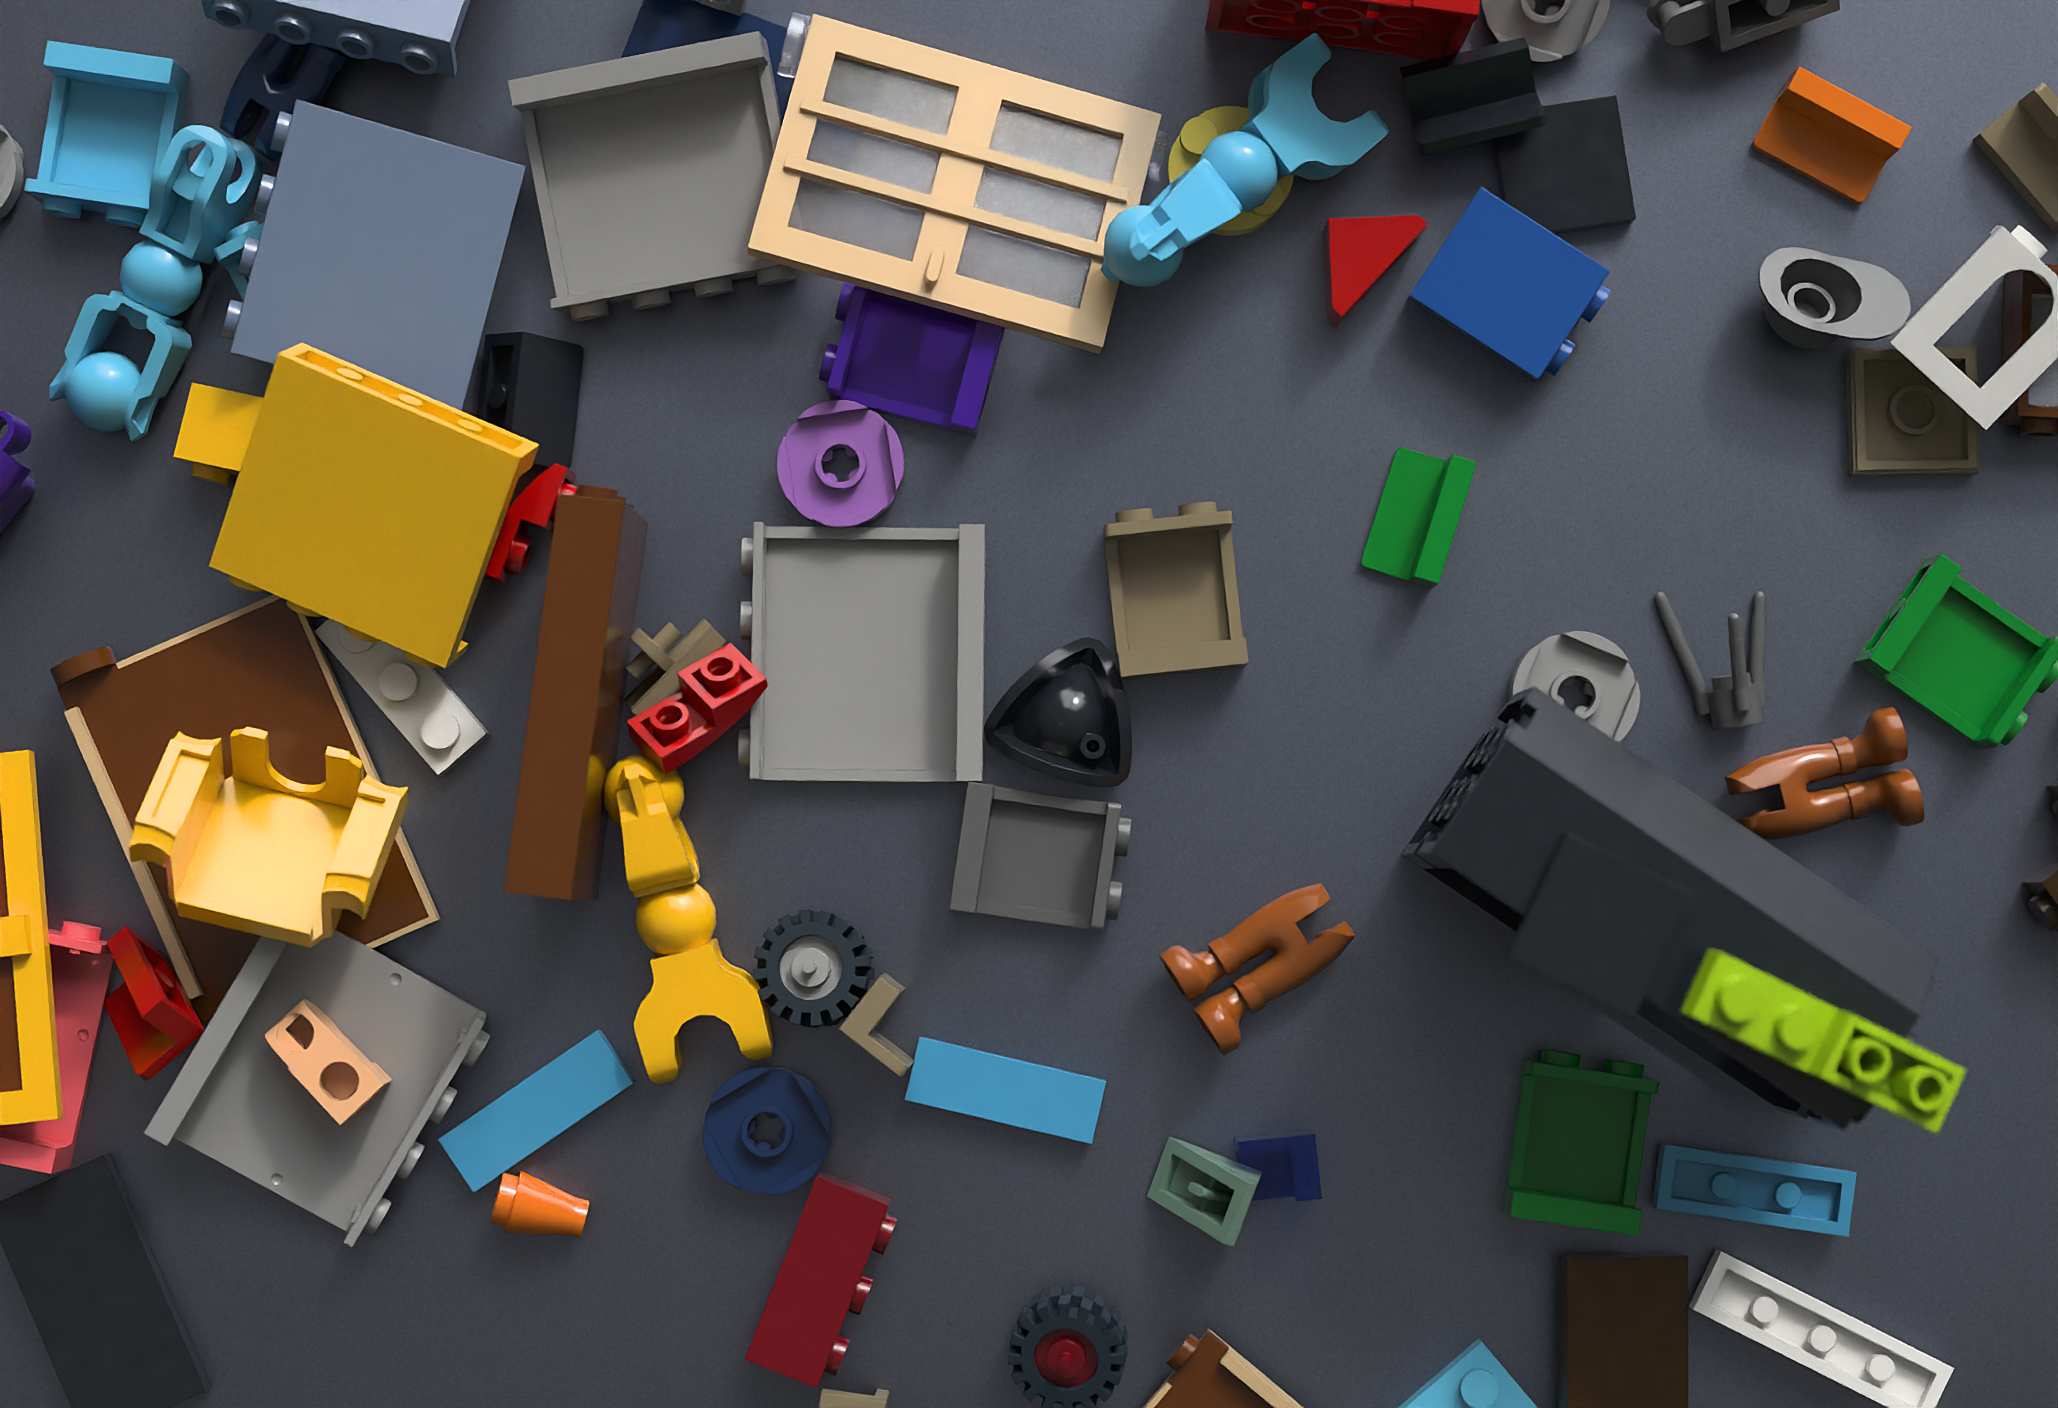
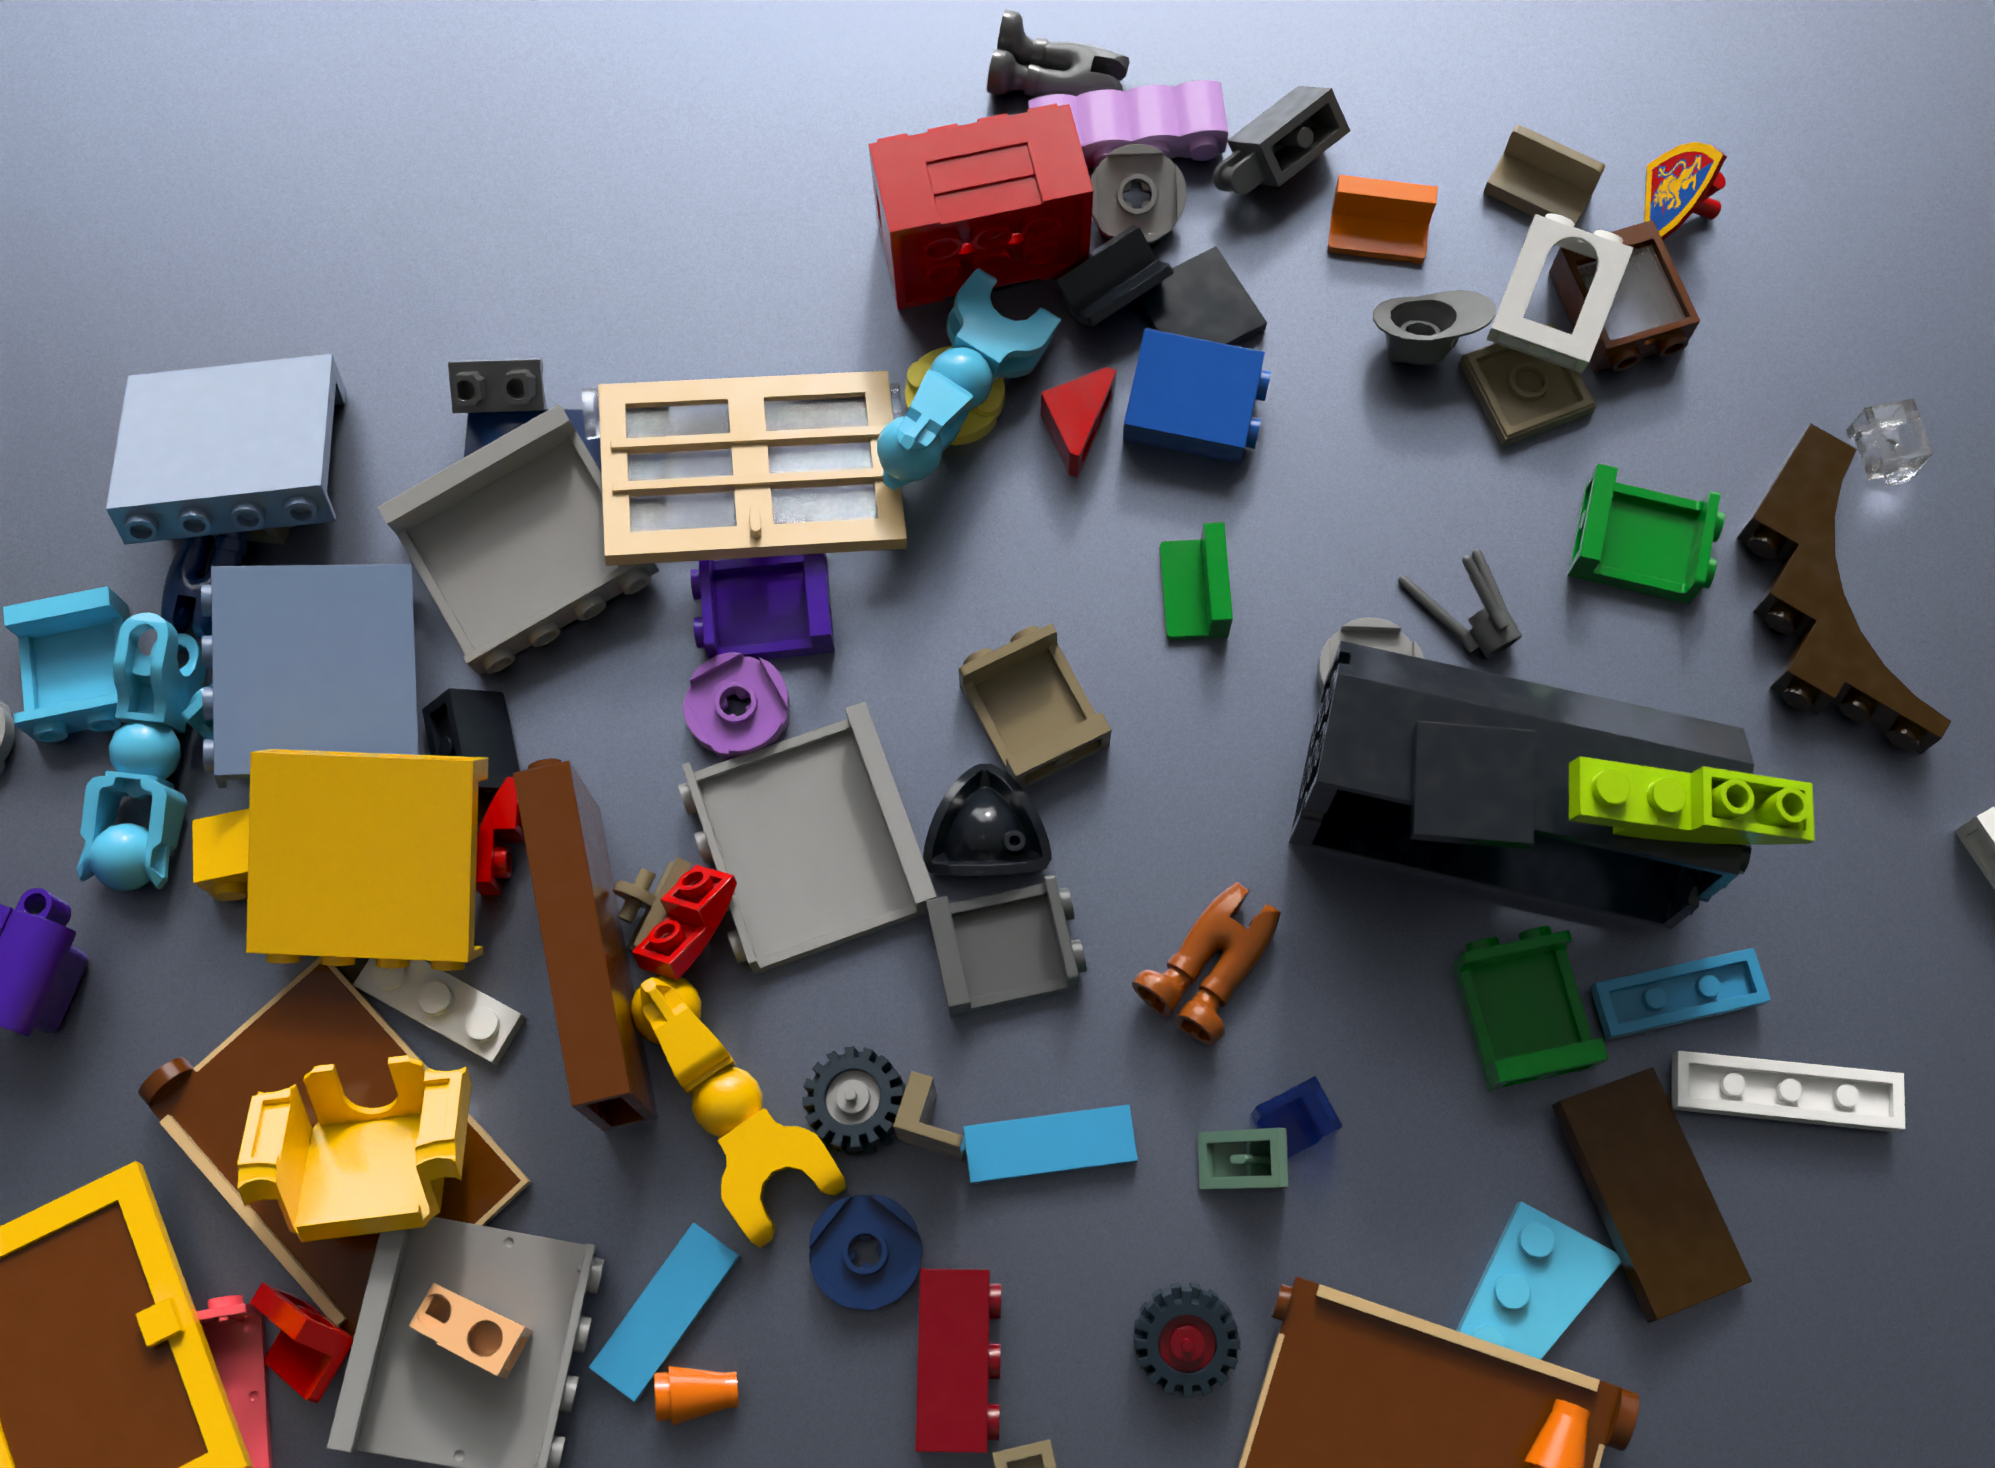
camera: 20 degrees left, 15 degrees down
(1806, 812) = (1617, 619): dark orange piece -> none

